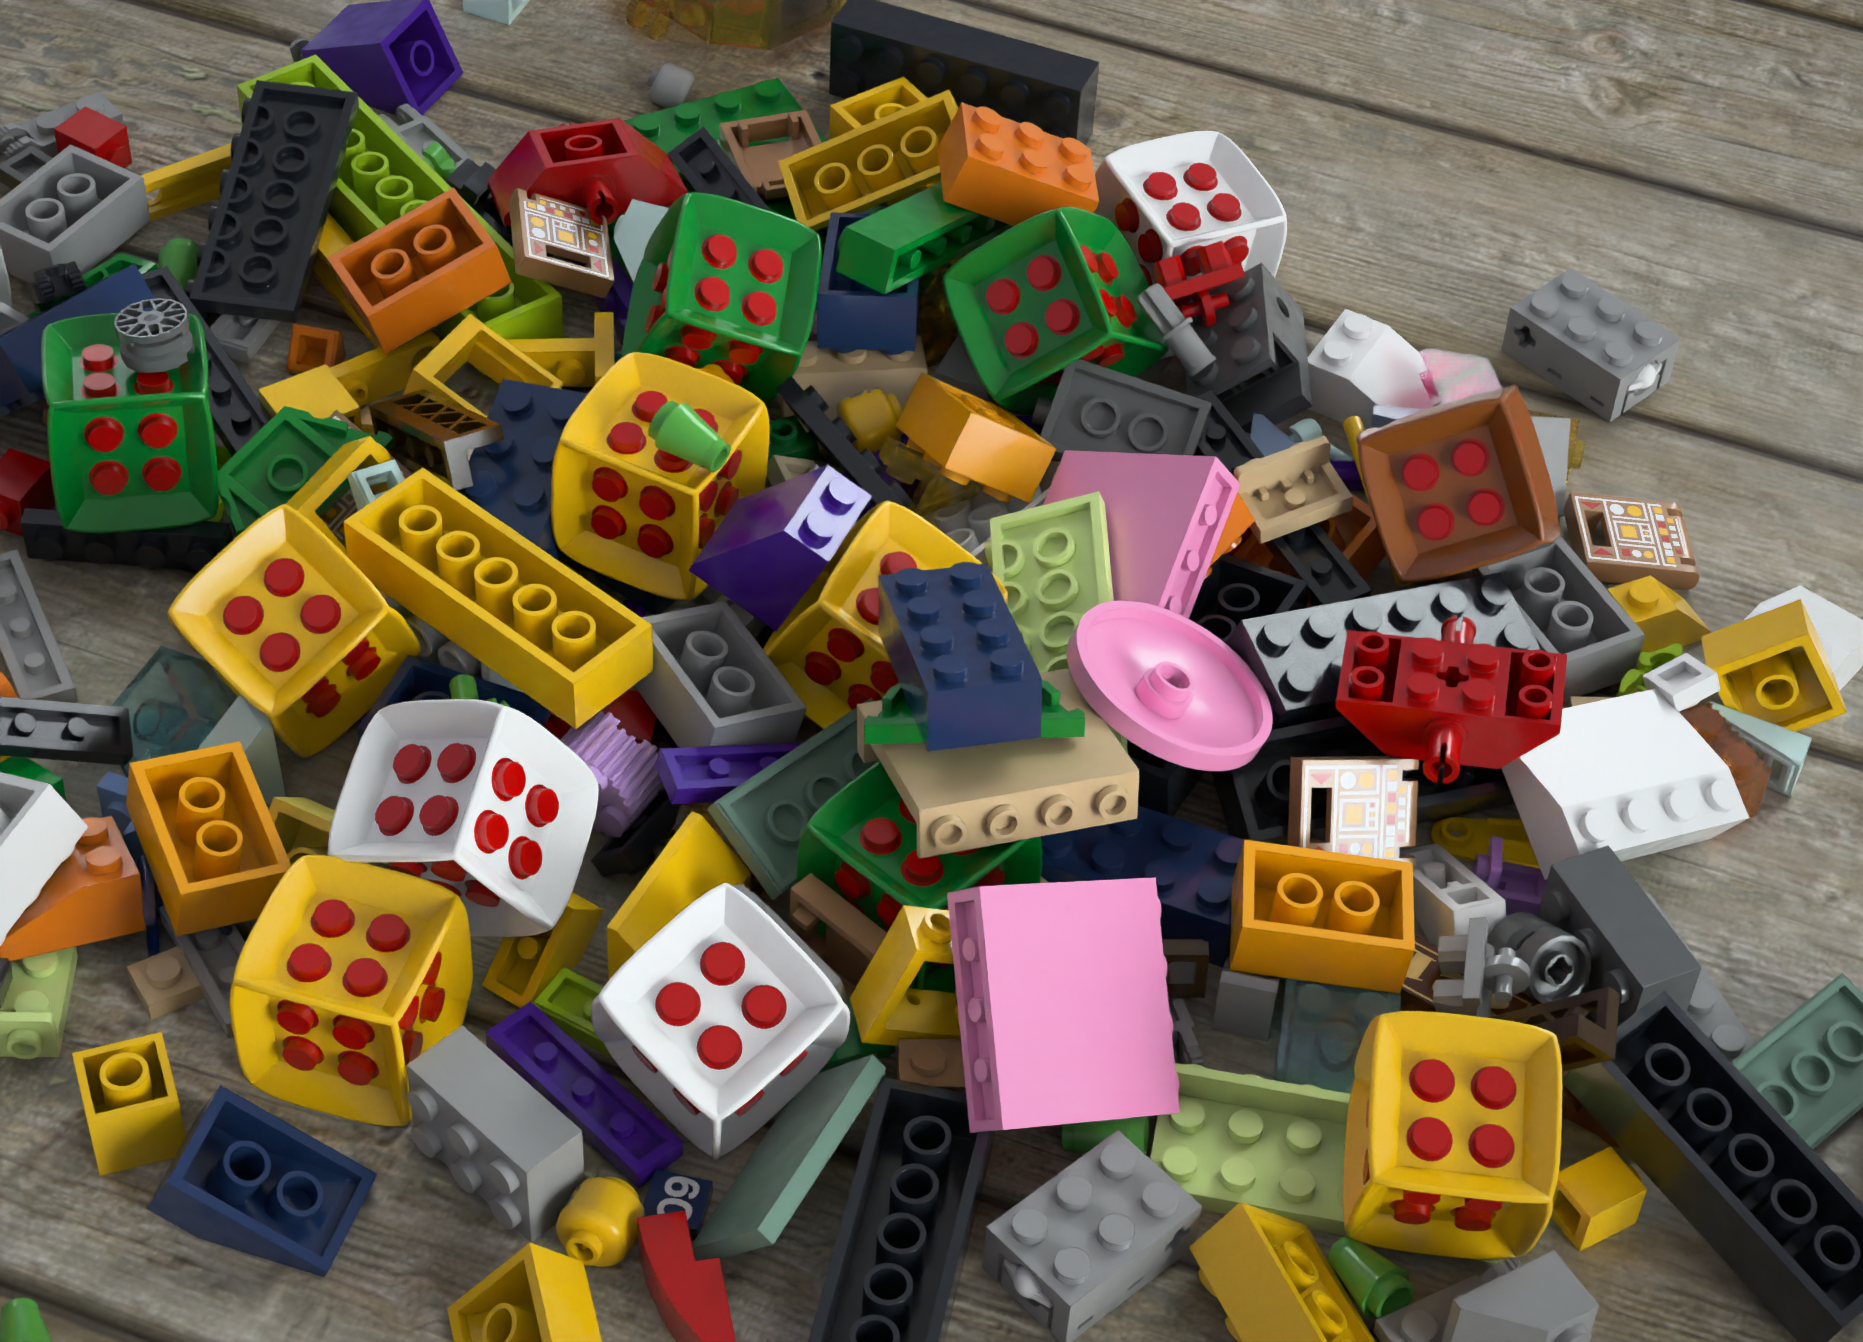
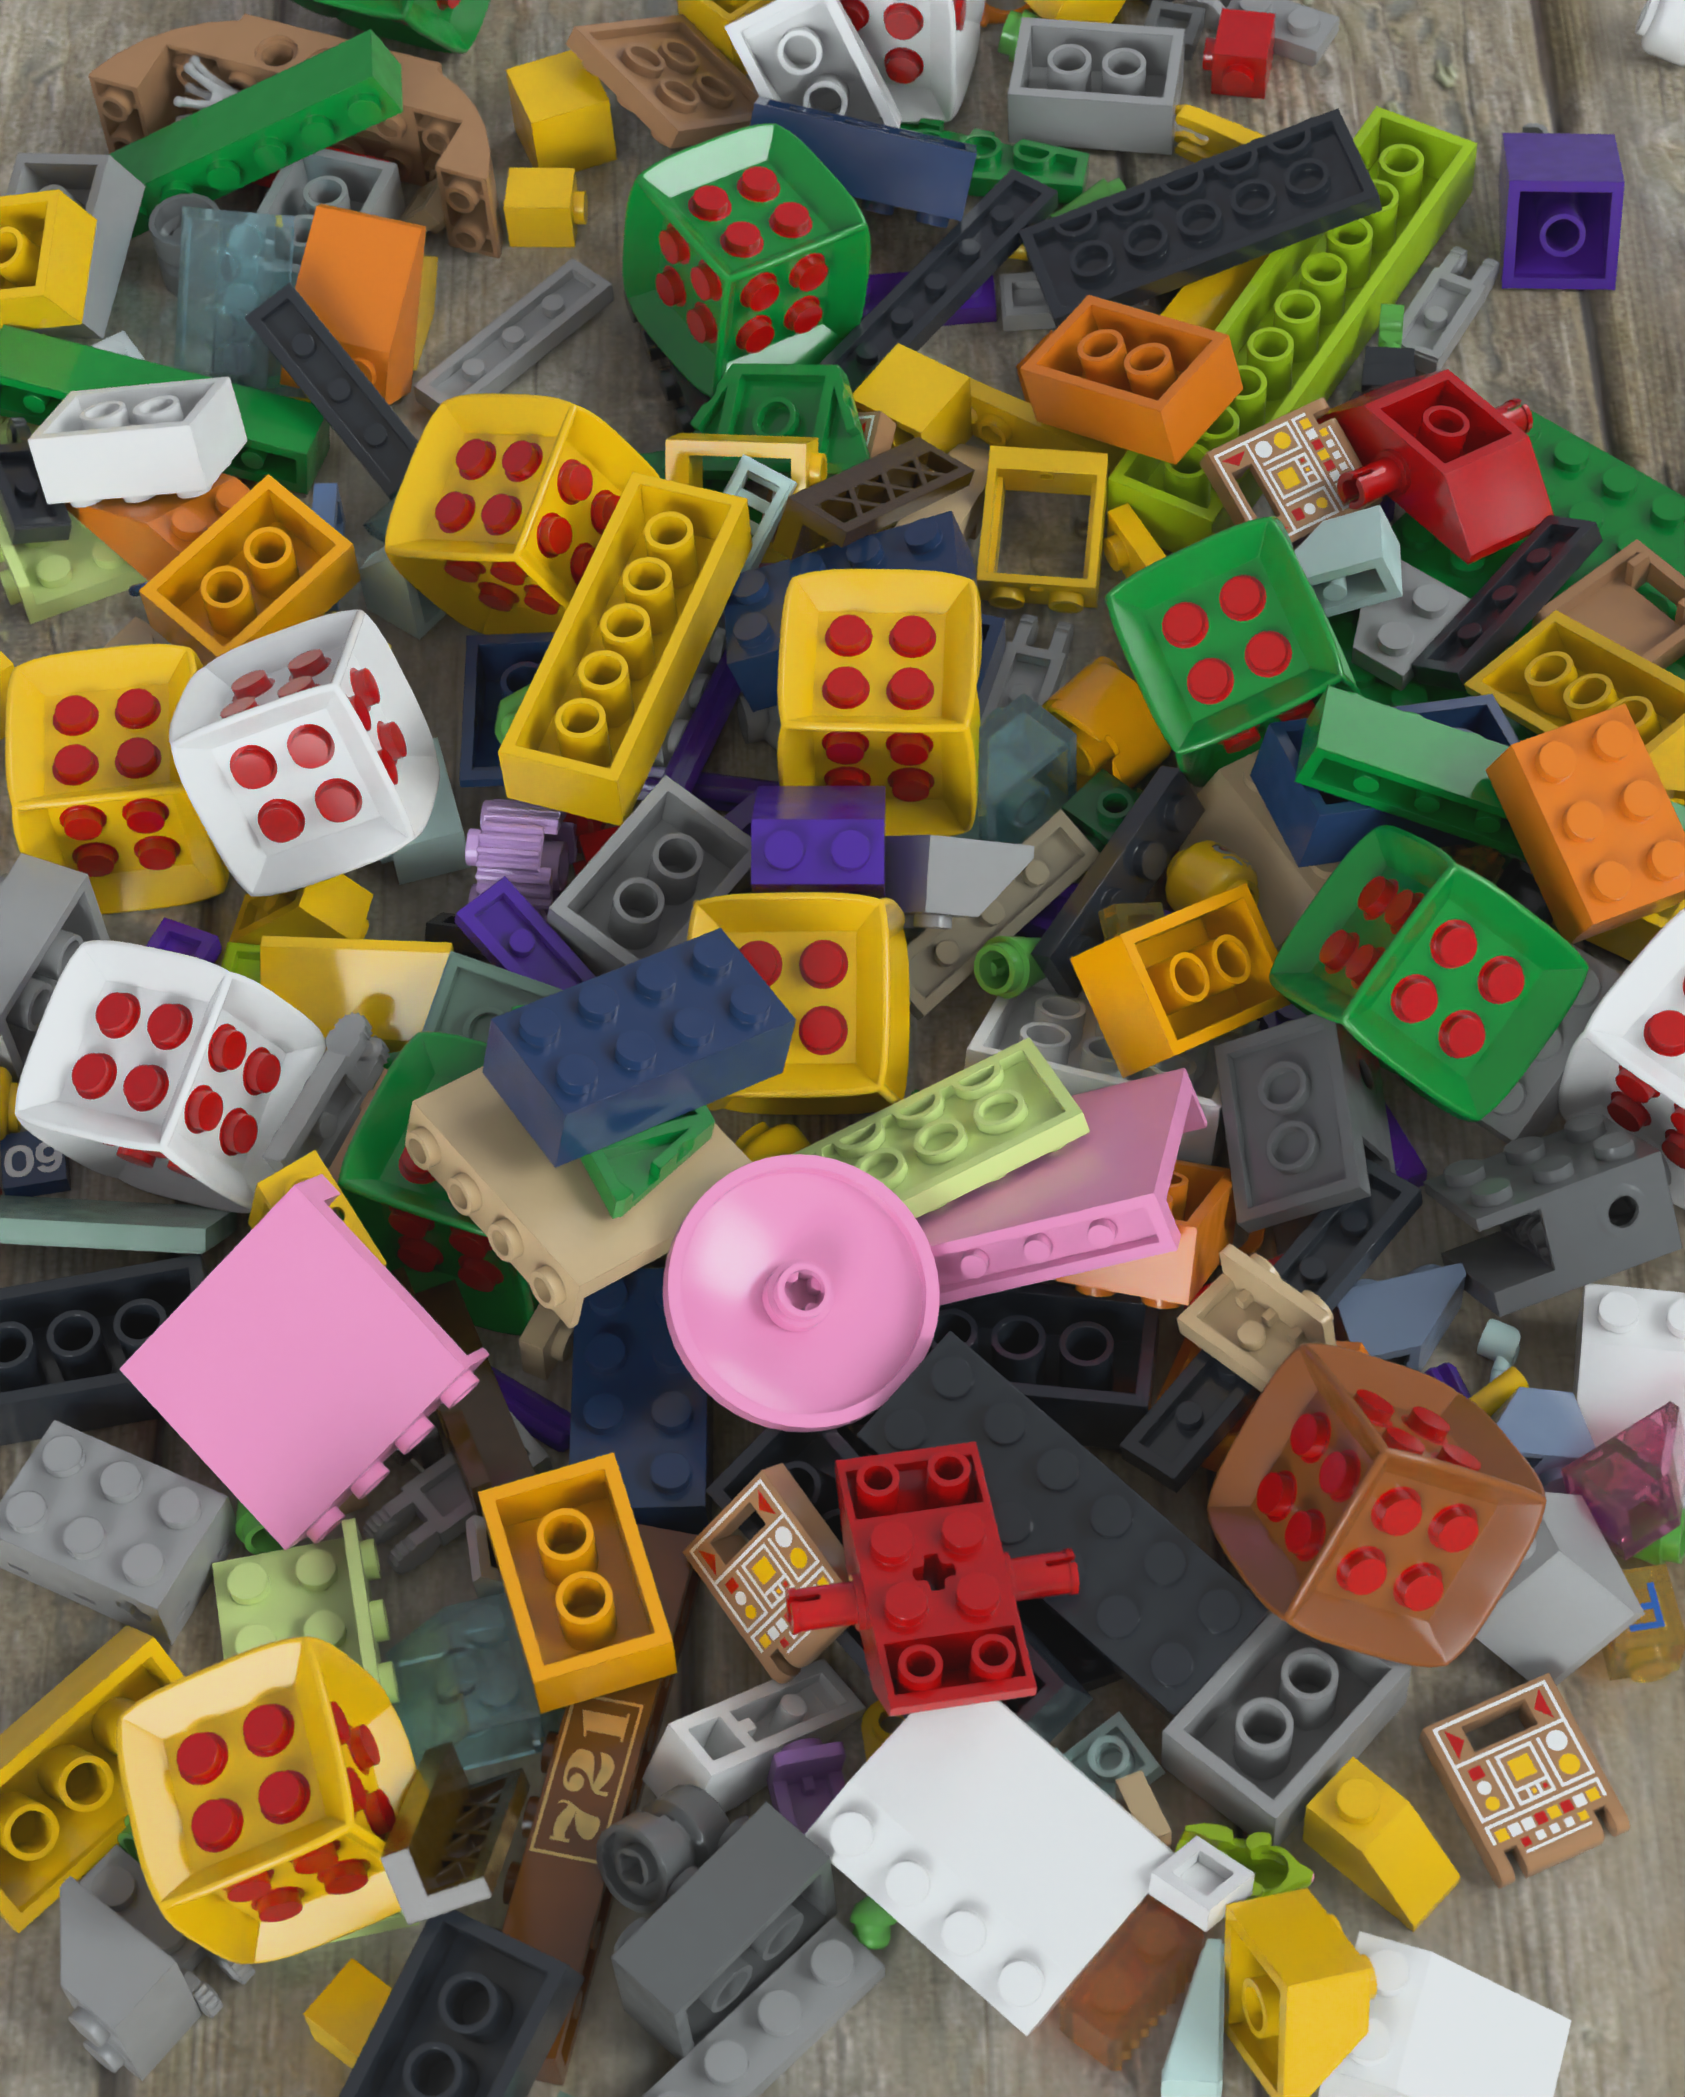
camera: 75 degrees right, 10 degrees up
(55, 282) = (957, 120): black hinge -> none
(154, 338) = (777, 202): dark grey wheel -> none
(686, 435) = (837, 673): bright green cone -> none
(1175, 329) = (1467, 1101): light grey axle -> none
(1215, 270) = (1559, 1100): red hips -> none
(1482, 972) = (582, 1781): light grey hips -> none

